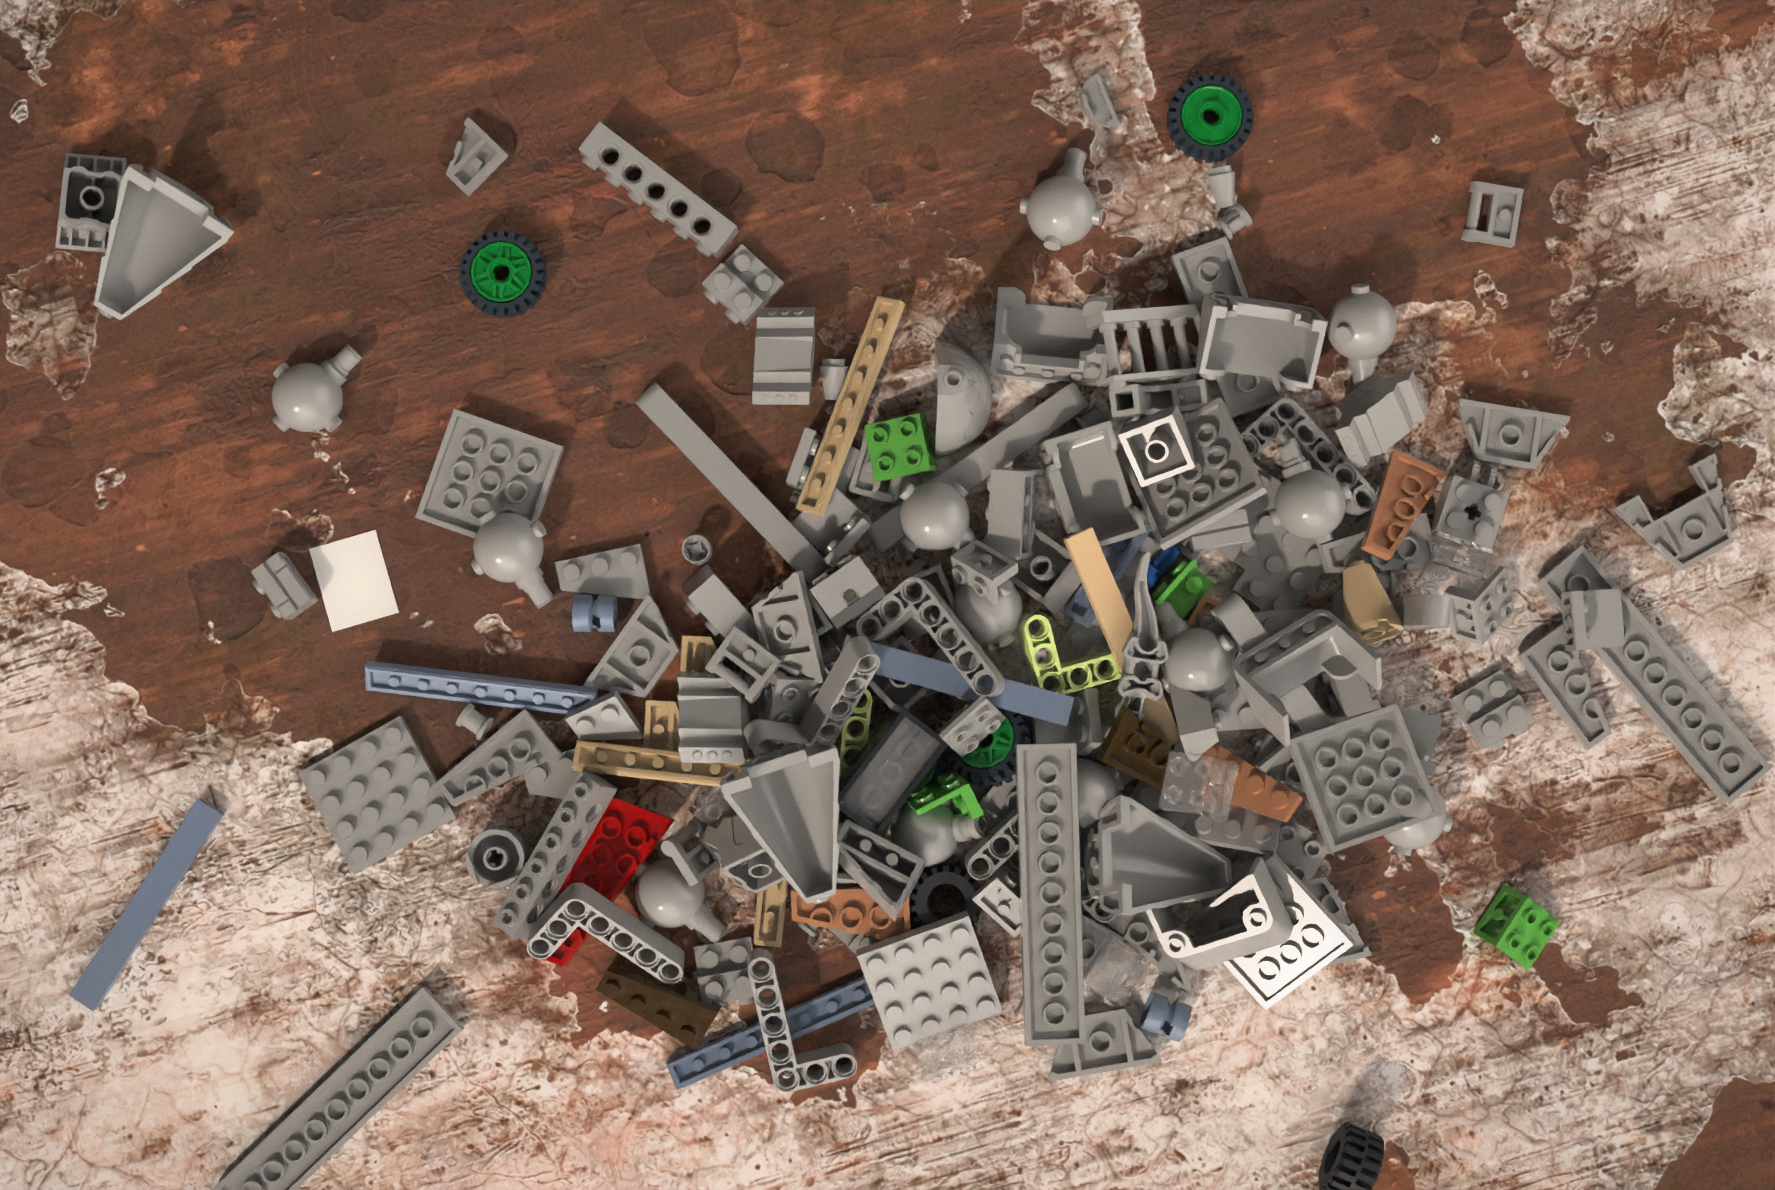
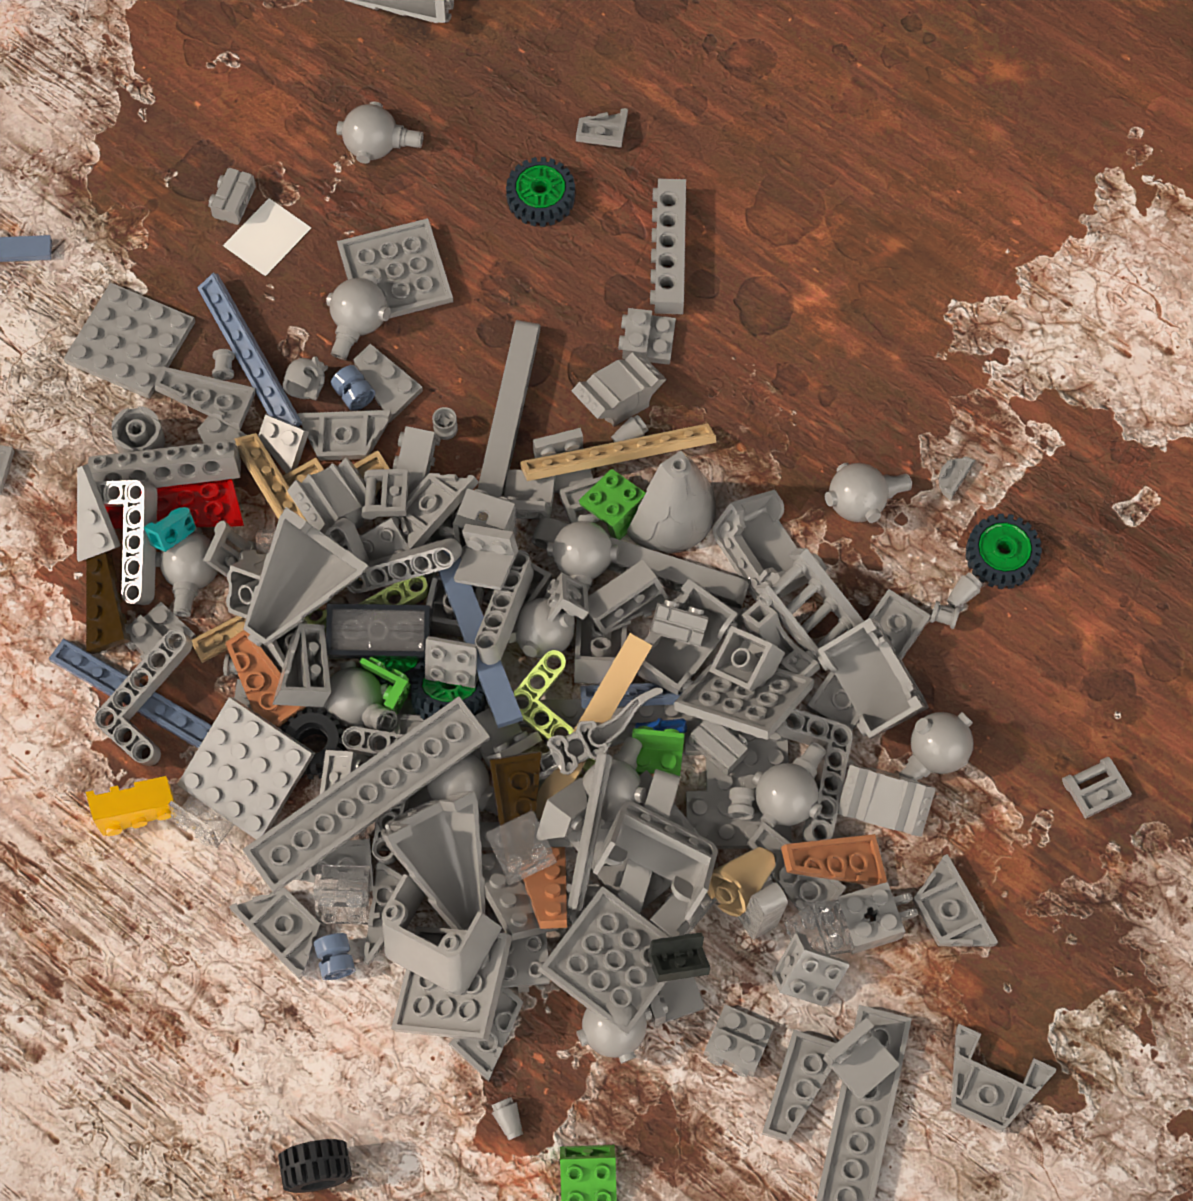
camera: 50 degrees right, 20 degrees down
(550, 652) = (305, 378): none -> light grey helmet
(573, 965) = (94, 526): none -> wing
(636, 895) = (170, 529): none -> teal leg
(889, 1108) = (131, 806): none -> yellow wedge
(896, 623) = (487, 557): none -> light grey bracket
(1078, 481) = (679, 623): none -> light grey brick
(1232, 715) = (589, 831): none -> light grey axle
(1287, 551) = (741, 803): none -> light grey wheel
(1405, 720) = (678, 957): none -> pearl dark grey bracket
(1417, 961) = (508, 1117): none -> light grey cone

